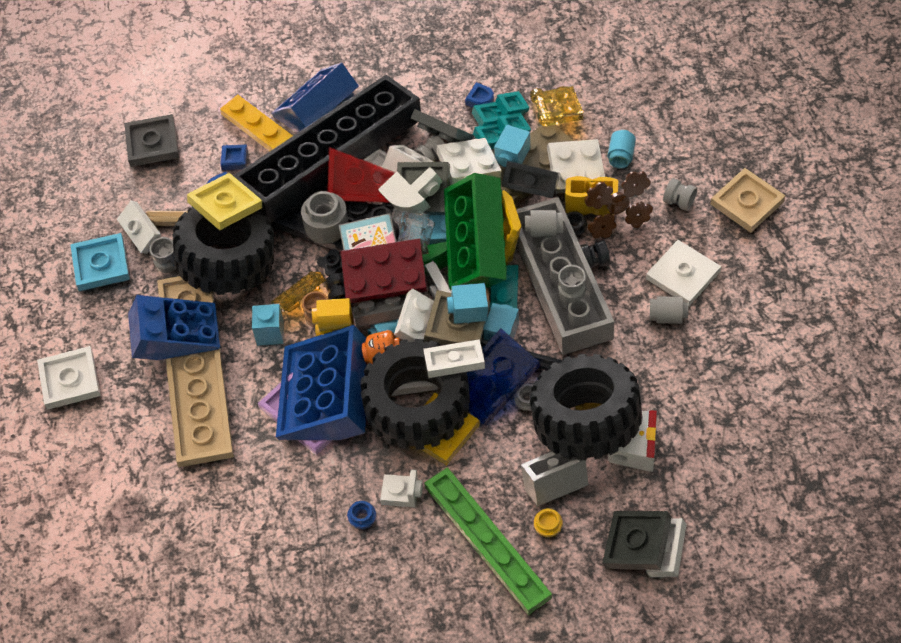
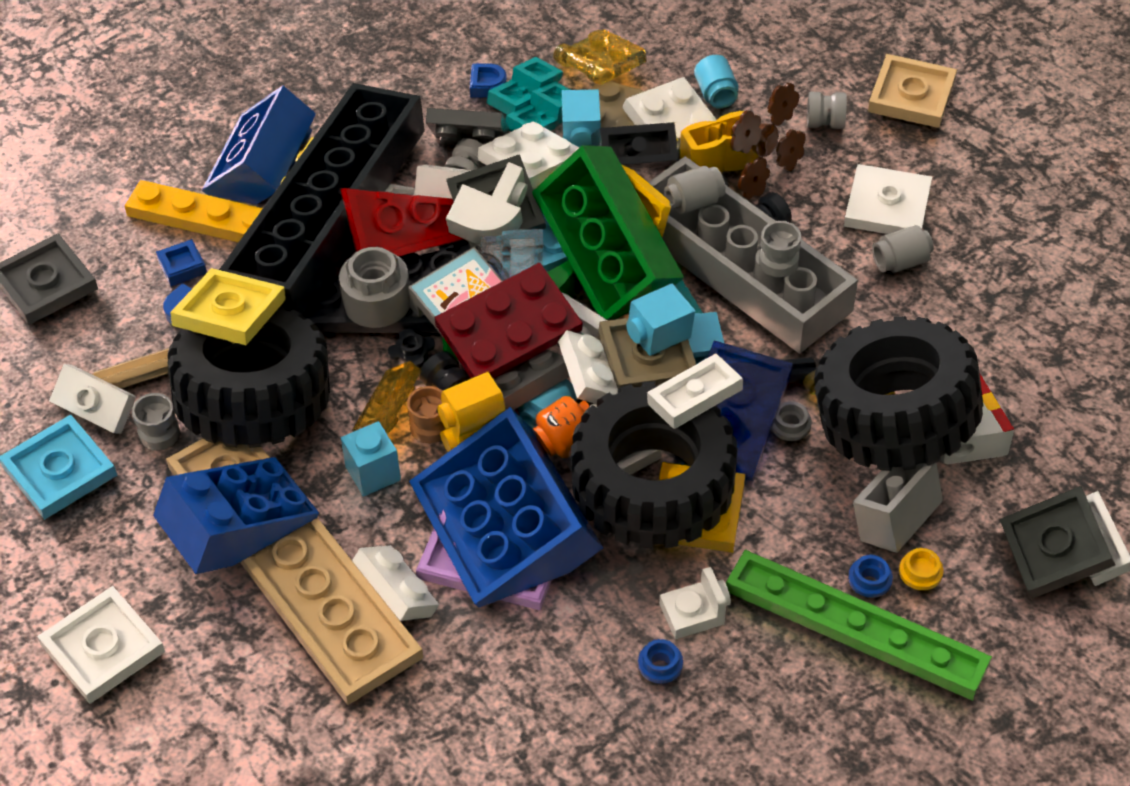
camera: 30 degrees left, 5 degrees down
(241, 406) = (395, 582): none -> white plate
(514, 507) = (873, 567): none -> blue plate

